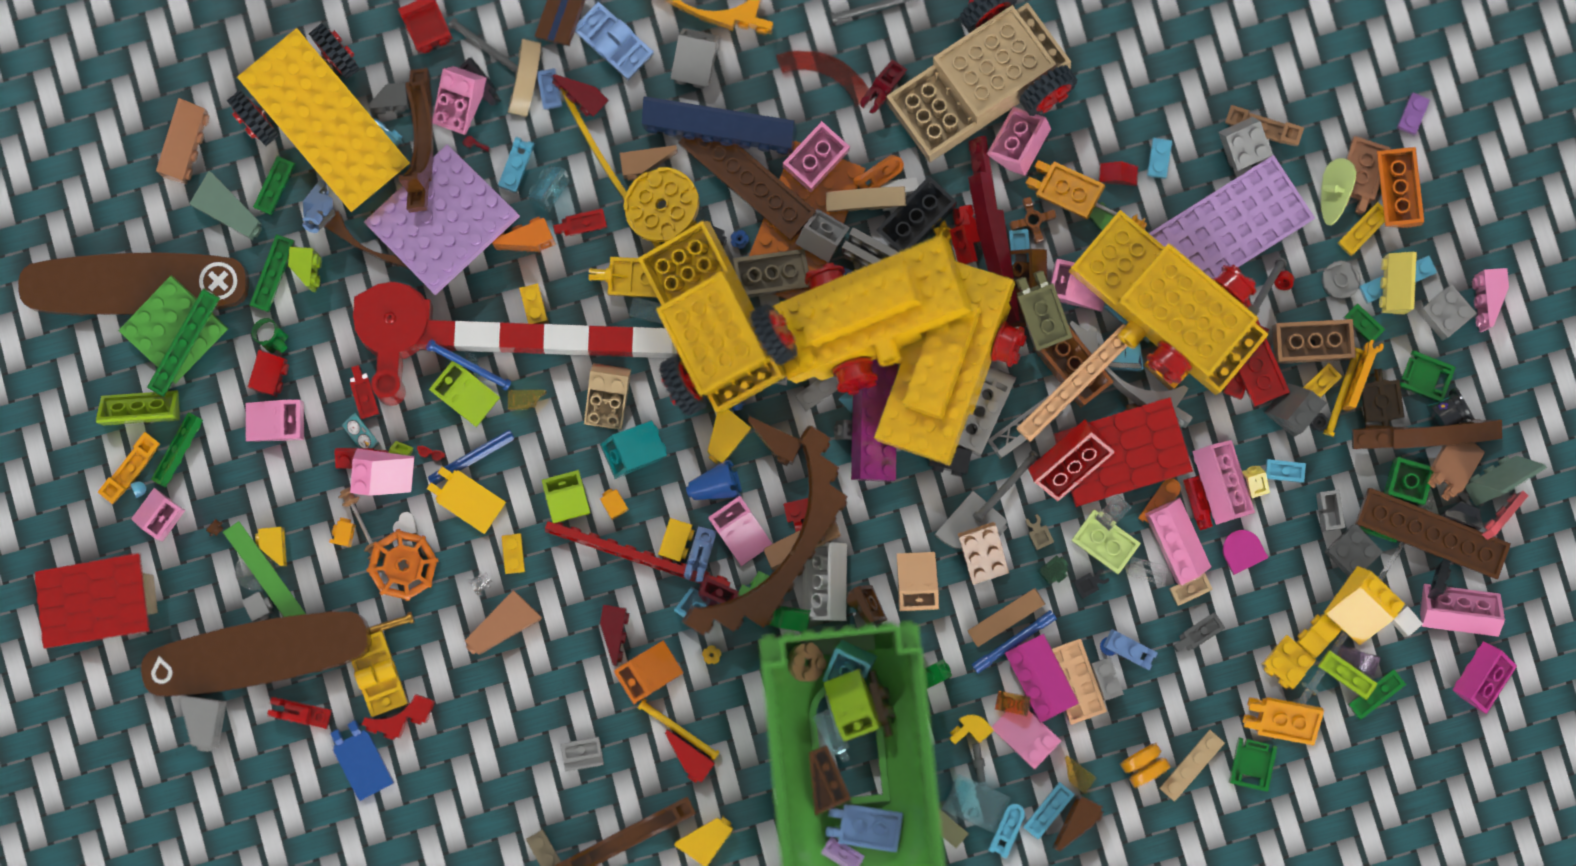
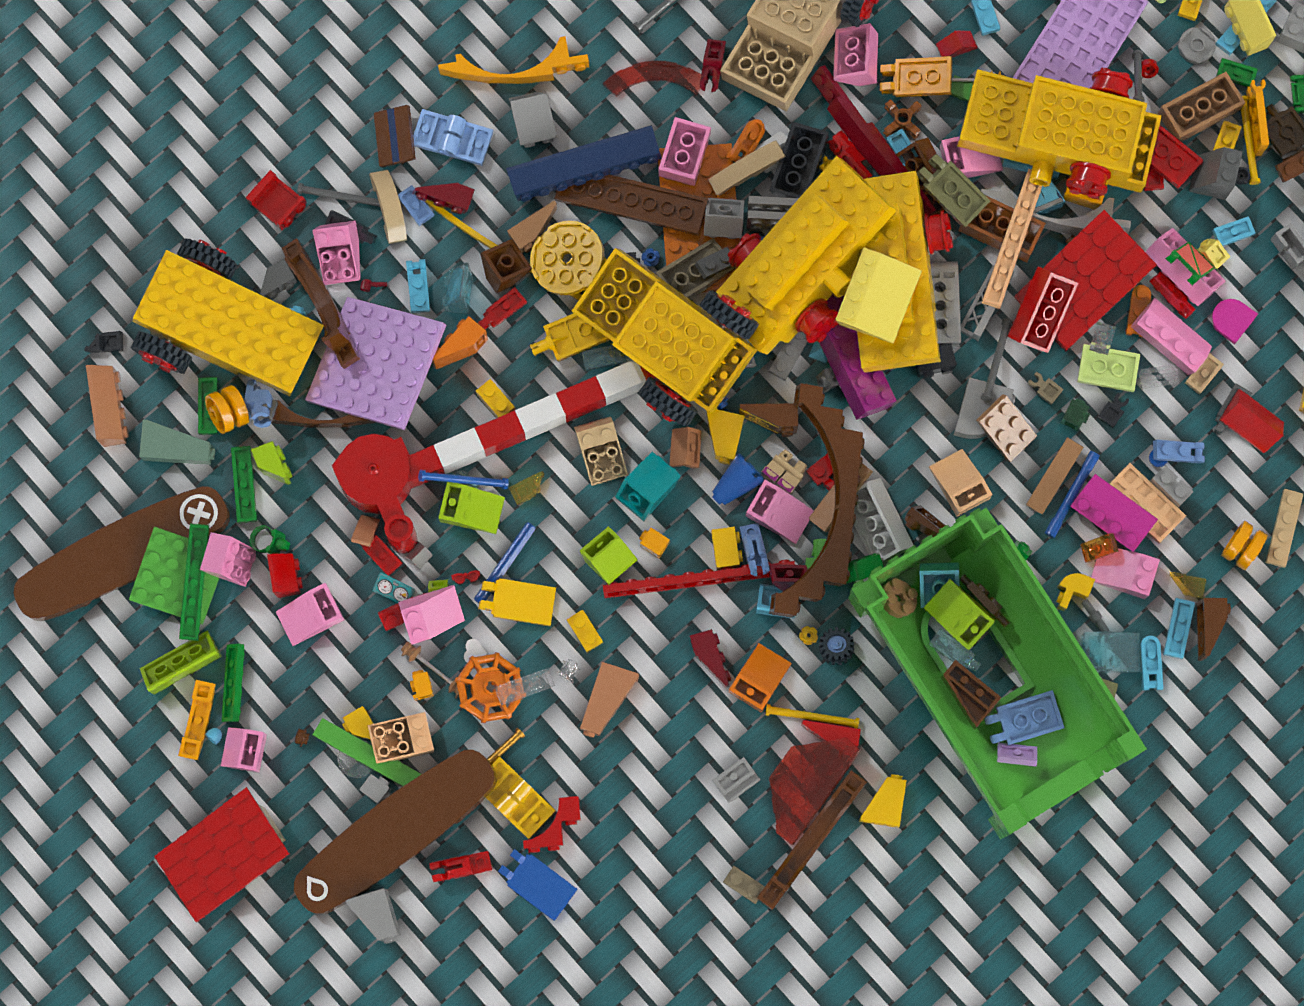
camera: 20 degrees left, 5 degrees down
(211, 82) = (106, 342): none -> black slope
(223, 337) = (228, 559): none -> bright pink slope
(287, 198) = (227, 409): none -> light orange wheel
(300, 572) = (401, 738): none -> light nougat slope
(359, 368) = (365, 530): none -> nougat slope
(398, 413) = (419, 555): none -> light grey slope
(433, 579) = (524, 686): none -> clear plate
(602, 183) = (504, 265): none -> reddish brown slope
(642, 786) = (806, 781): none -> clear red plate
(685, 431) = (685, 447): none -> nougat panel
(731, 677) = (836, 646): none -> black wheel
(761, 488) = (779, 466): none -> tan hips
(791, 274) = (713, 263): none -> dark grey plate
(917, 382) = (878, 295): none -> light yellow slope
(1212, 655) = (1252, 421): none -> red slope
(1231, 480) = (1192, 260): none -> flag

